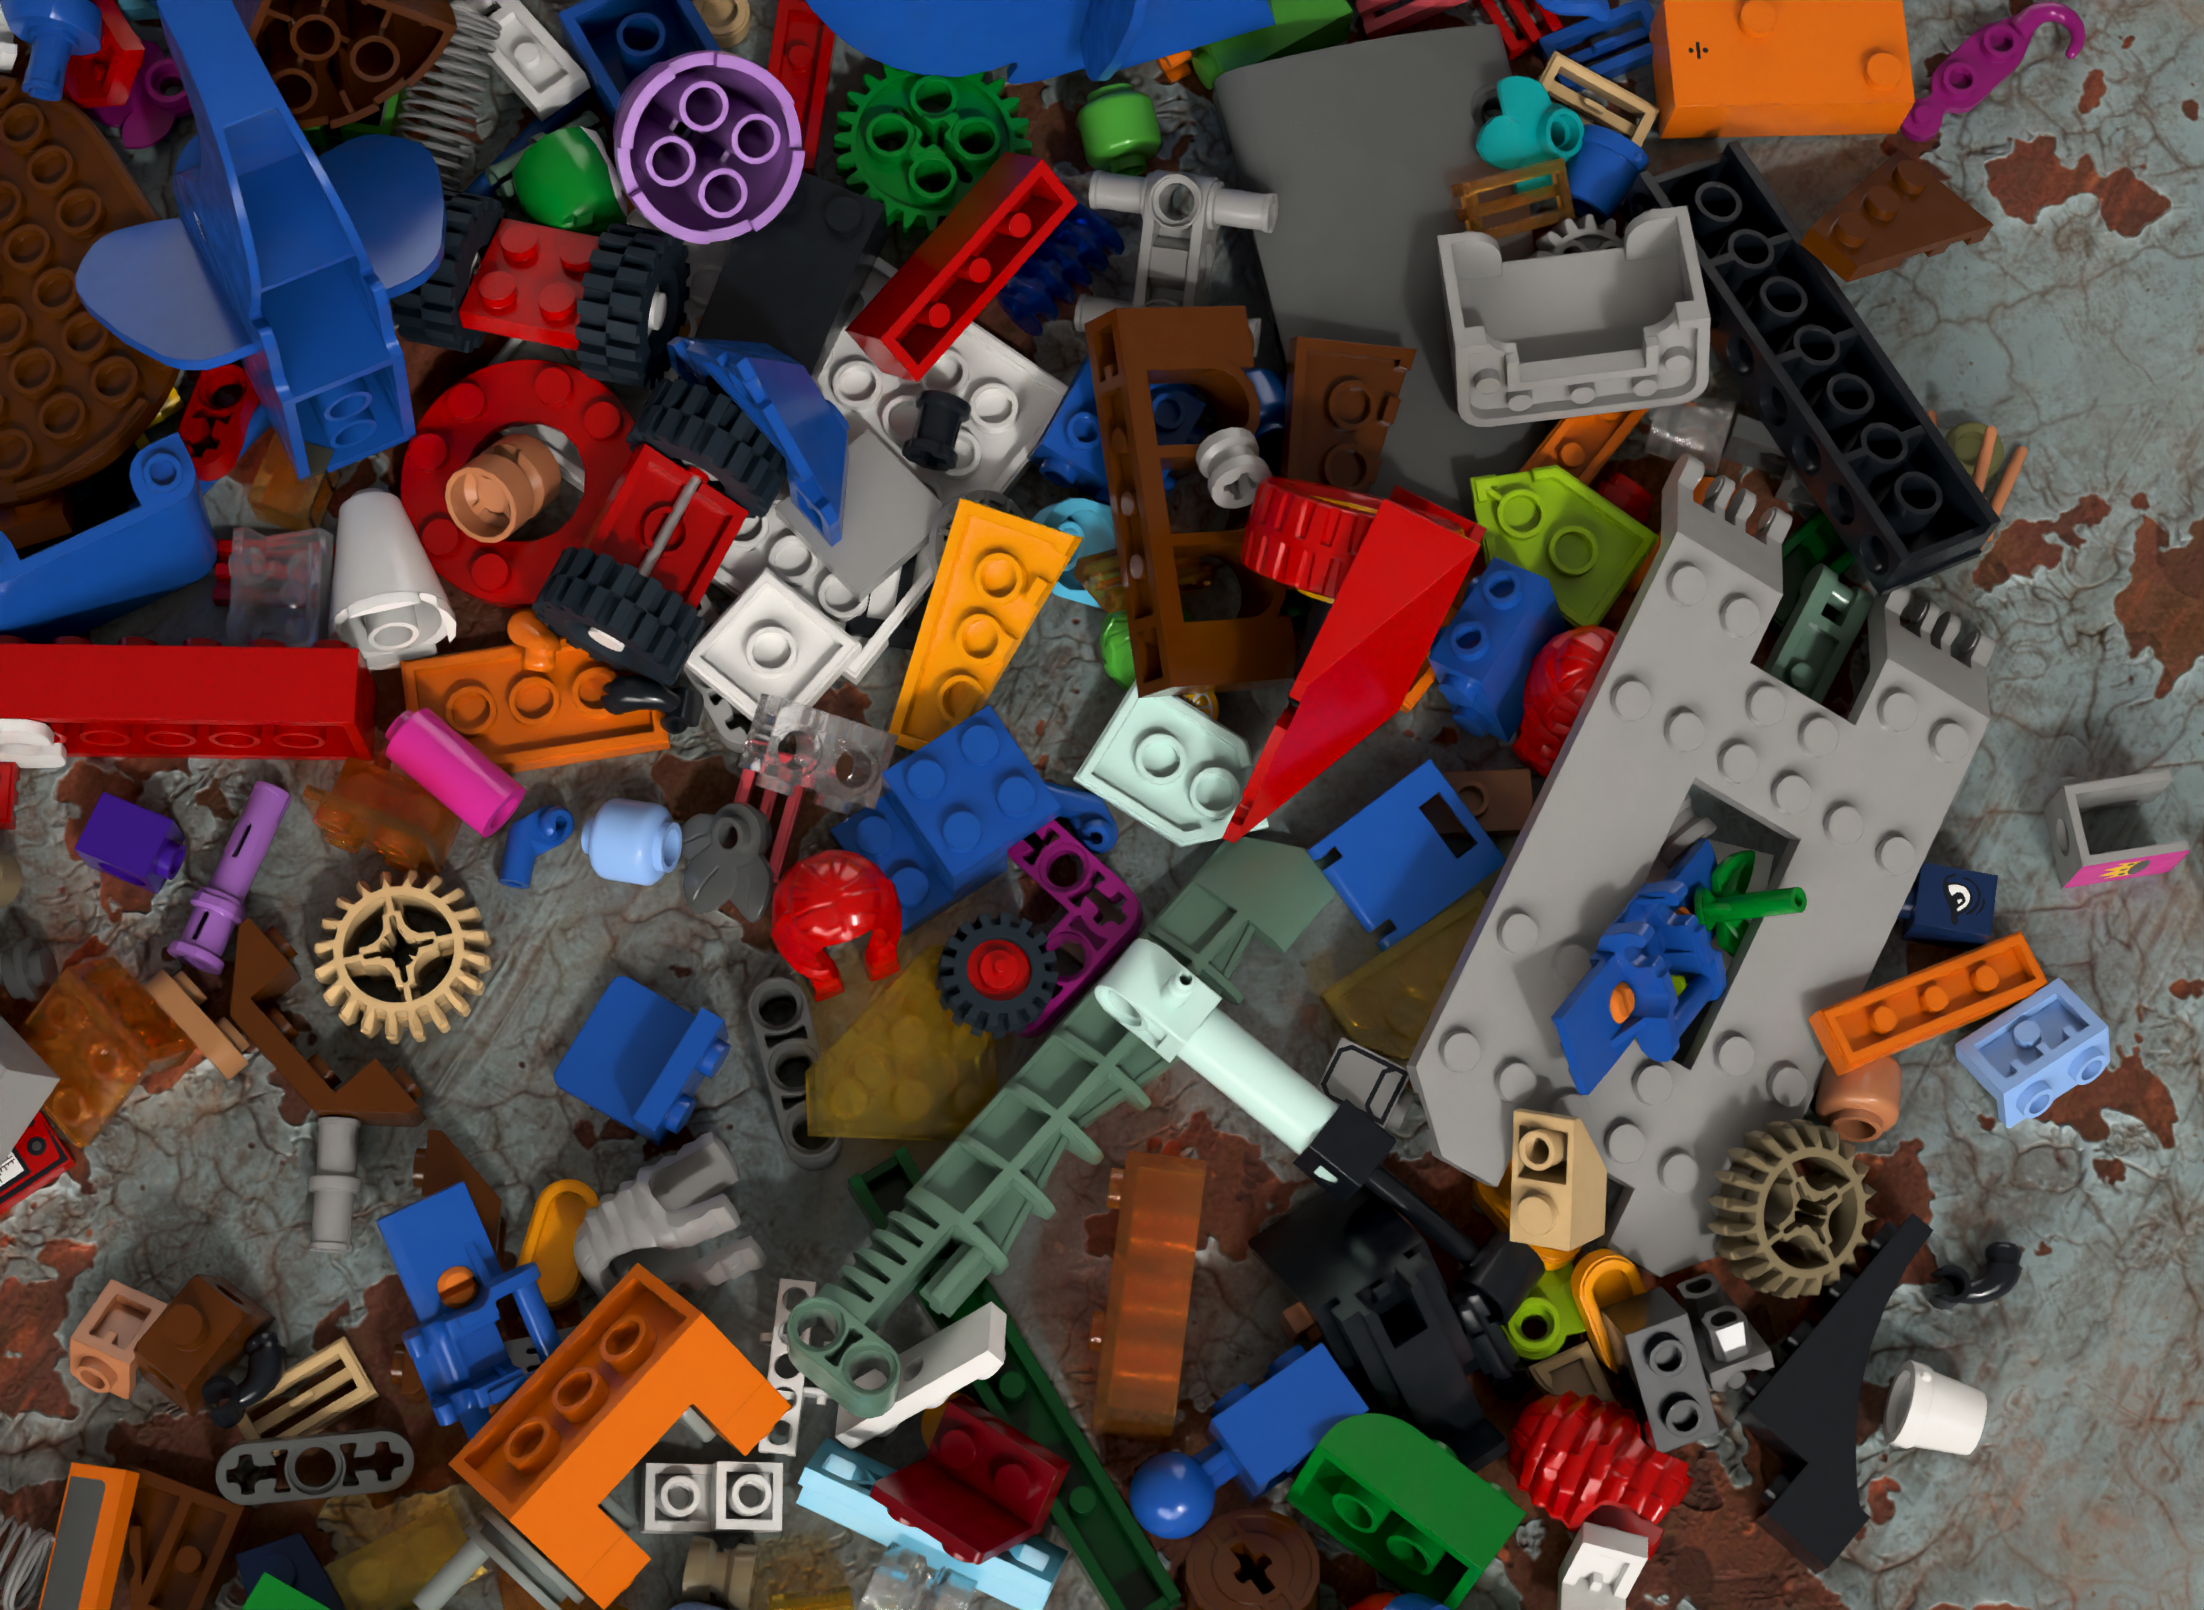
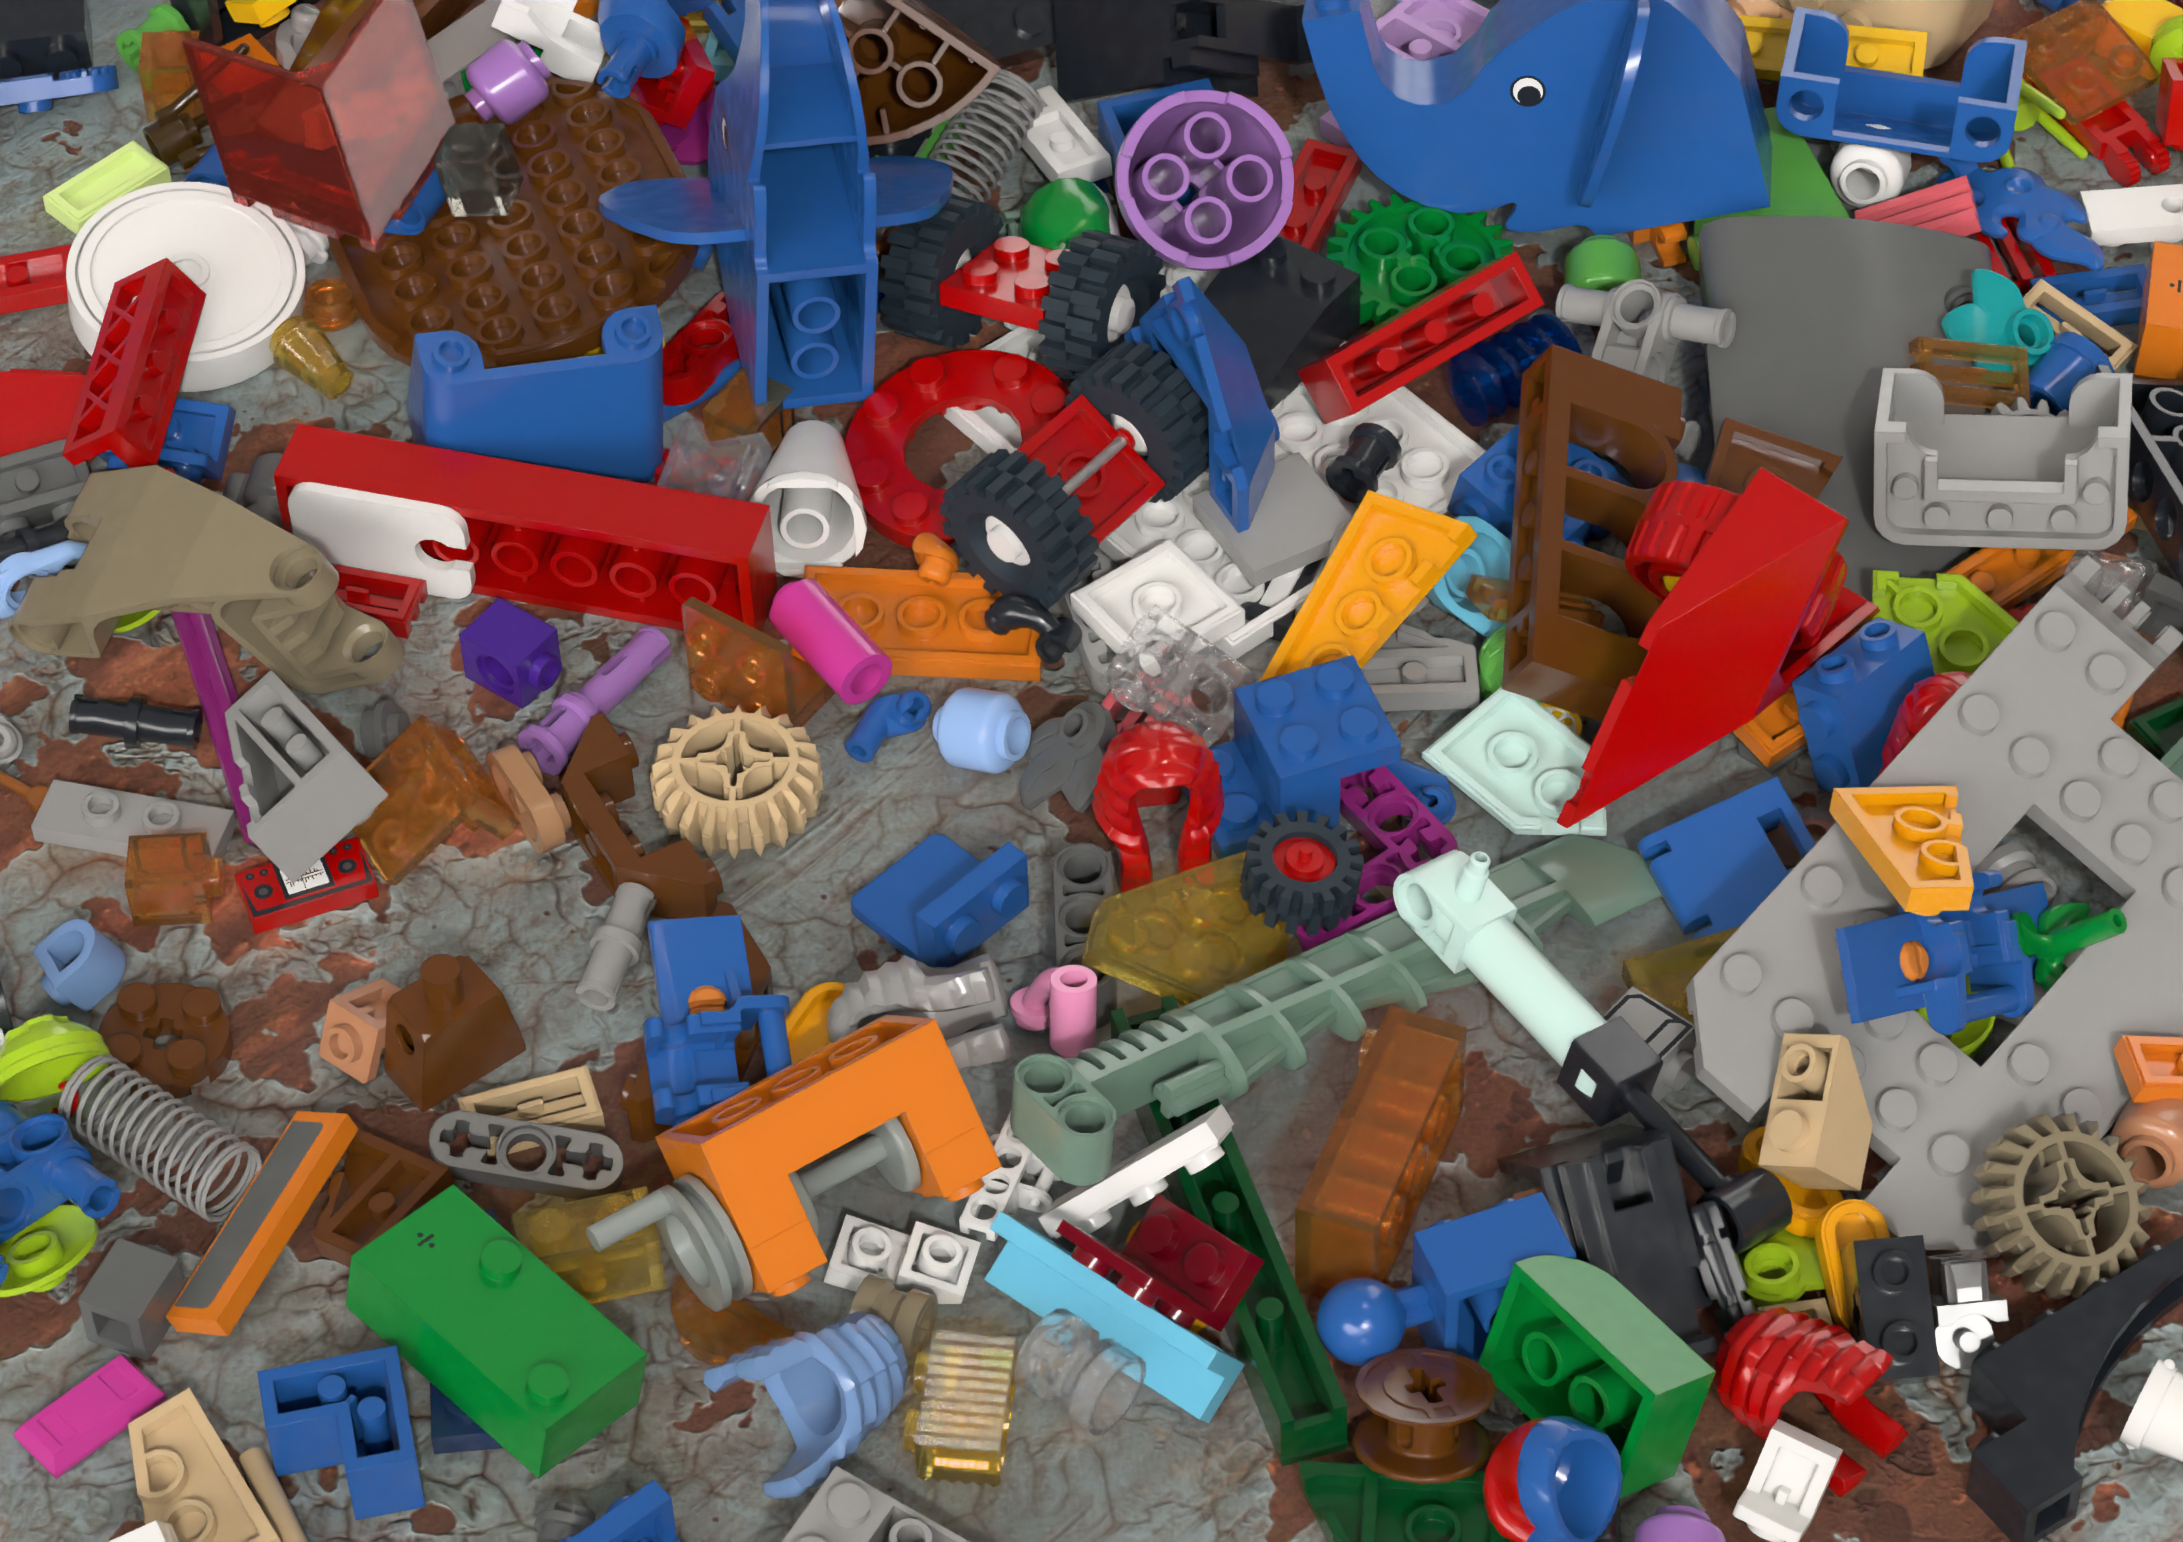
camera: 20 degrees right, 25 degrees down
(265, 1370) = (462, 1083): black arm -> none
(503, 488) = (939, 434): nougat wheel -> none
(807, 1175) = (1064, 1002): none -> bright pink plant
(1051, 675) = (1423, 672): none -> light grey wing
(1232, 466) = (1624, 487): light grey wheel -> none
(1603, 894) = (1910, 843): none -> light orange wing

